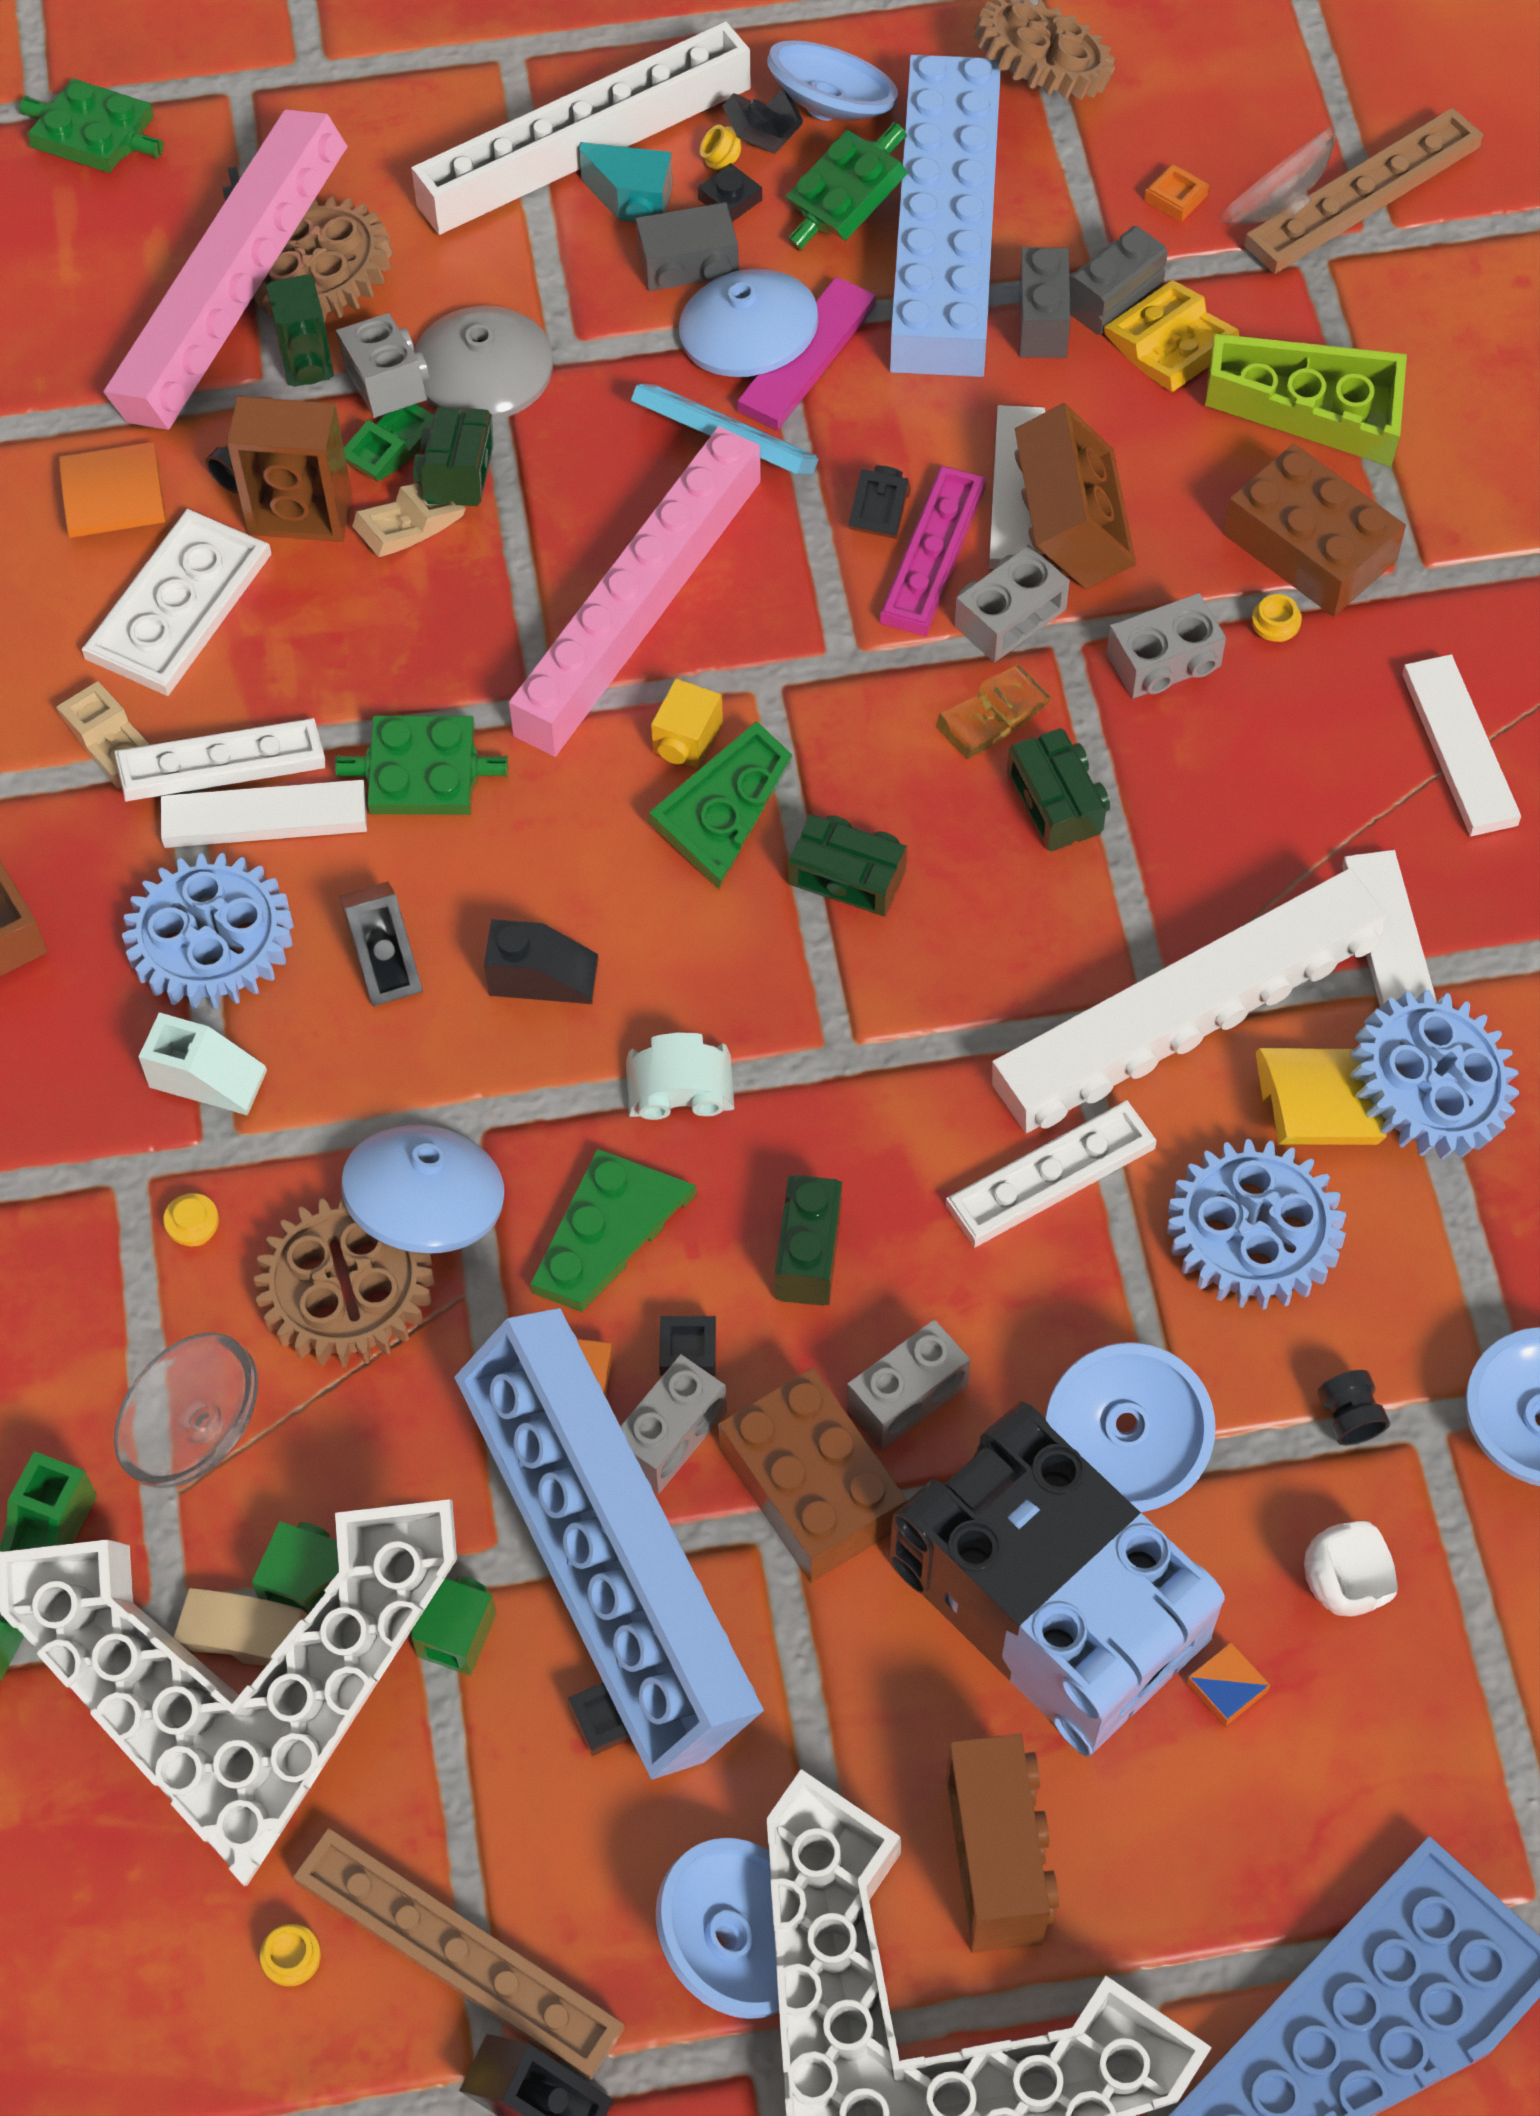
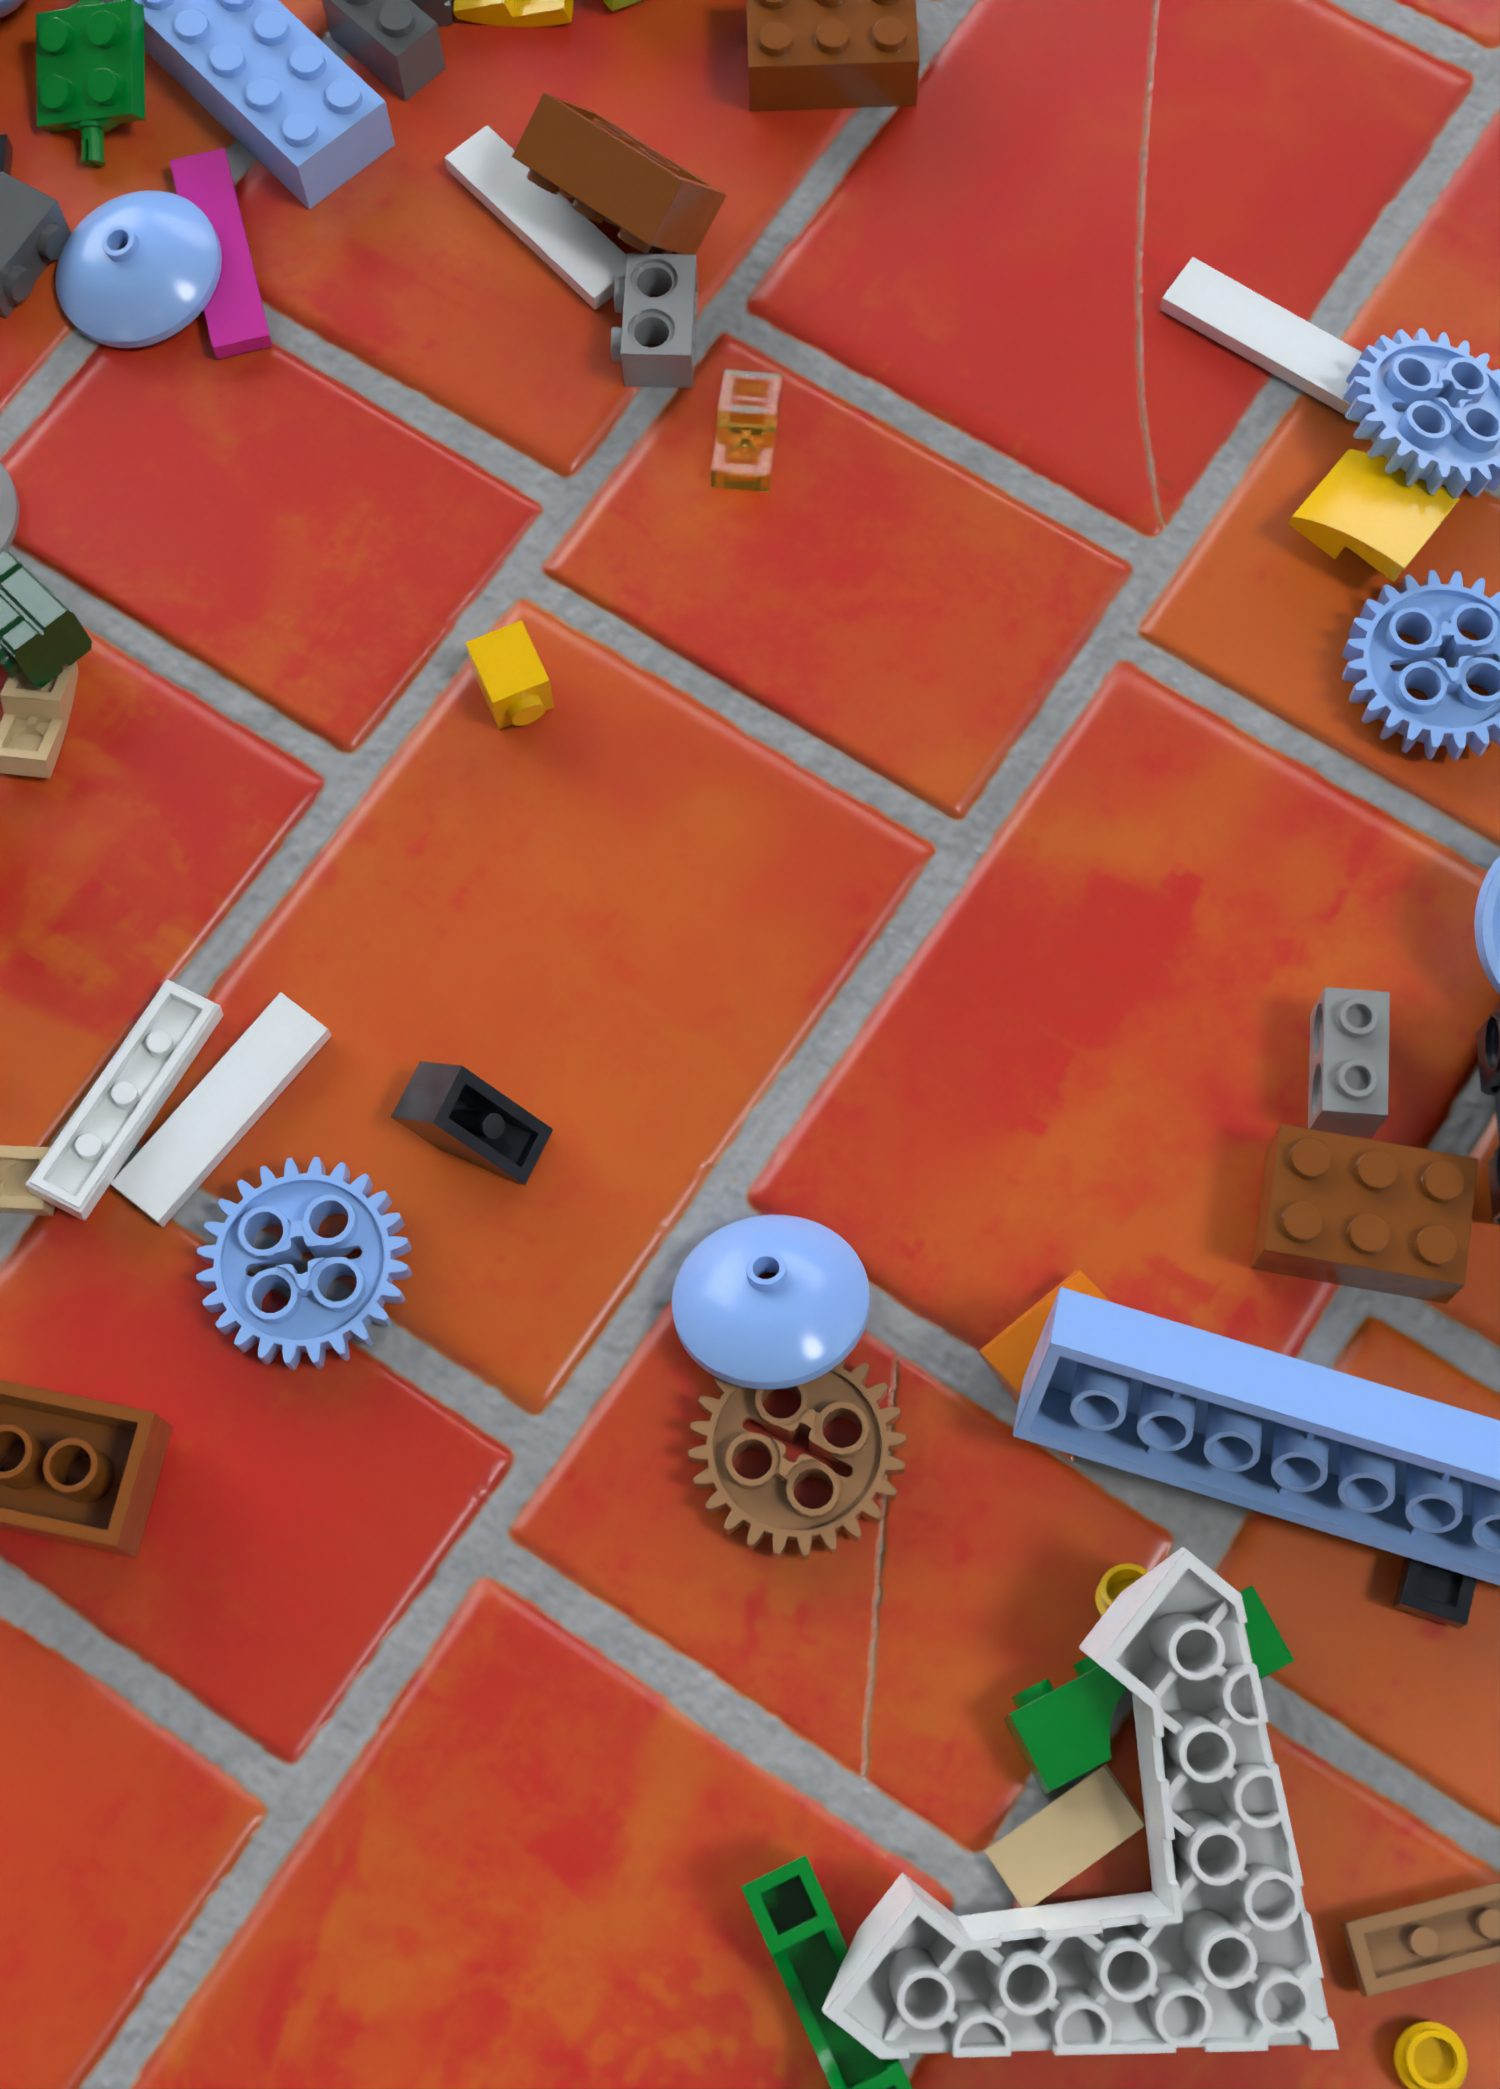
camera: 45 degrees left, 10 degrees up
(186, 1410) = (779, 1714): clear dish -> none
(191, 1219) = (597, 1532): yellow plate -> none
(200, 1065) = (451, 1389): light aqua slope -> none
(421, 765) = (314, 930): green plate -> none
(538, 964) = (631, 1008): black slope -> none
(604, 1225) = (950, 1178): green wing -> none
(635, 592) = (329, 599): bright pink brick -> none
(674, 1420) = (1208, 1277): light grey brick -> none
(677, 1074) = (858, 992): light aqua cylinder -> none
(688, 1336) = (1138, 1209): black plate -> none
(707, 421) = (232, 382): medium azure tile -> none
(722, 802) = (617, 717): green wing -> none
(808, 1240) = (1133, 1021): dark green brick -> none
(848, 864) = (788, 670): dark green brick -> none
(879, 501) = (445, 329): black bracket -> none
(933, 551) = (533, 334): dark pink tile -> none
(1050, 1173) = (1238, 779): white tile -> none
(1057, 788) = (880, 447): dark green brick -> none
(1164, 639) = (821, 243): light grey brick -> none
(1188, 1001) = (1192, 531): white brick -> none
(1276, 618) = (881, 144): yellow plate -> none
(1461, 745) = (1138, 124): white tile -> none

